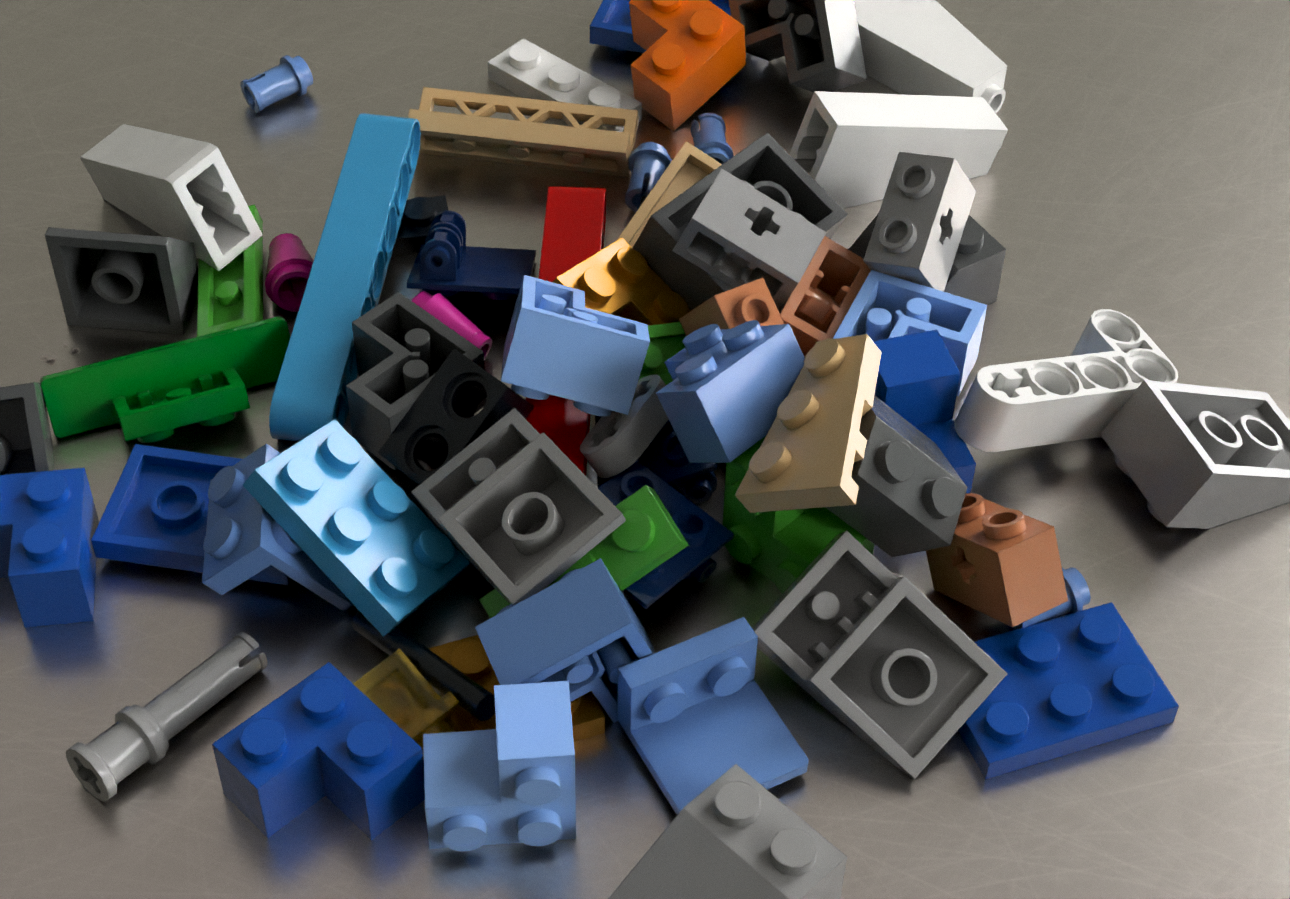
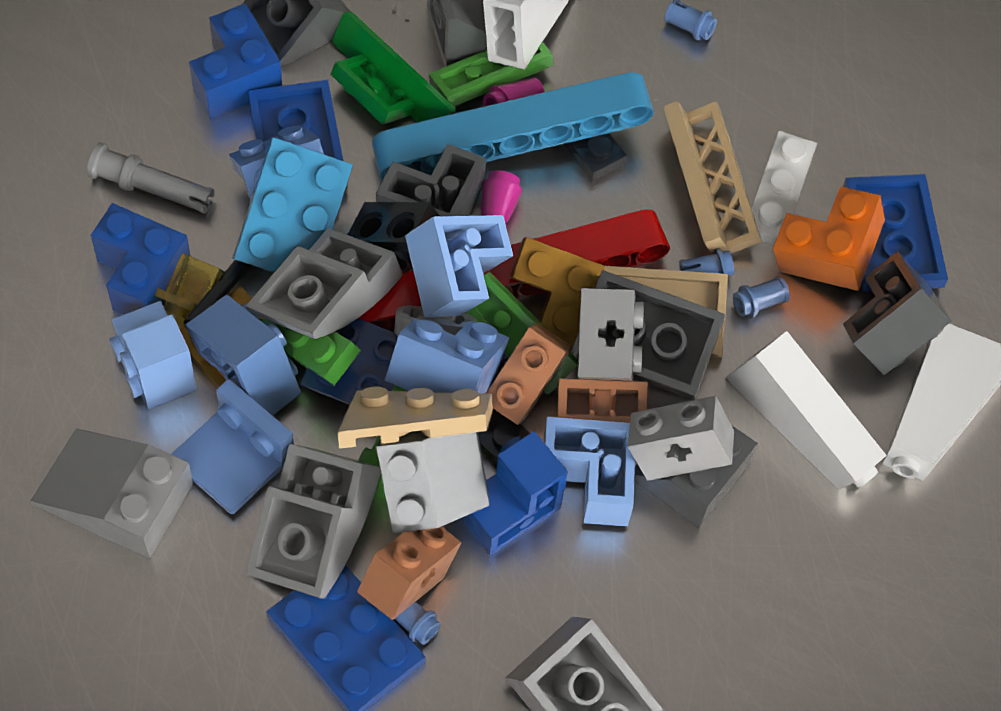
camera: 65 degrees right, 15 degrees up
(450, 266) = (558, 191): dark blue hinge -> none
(1062, 396) = (588, 574): white beam -> none

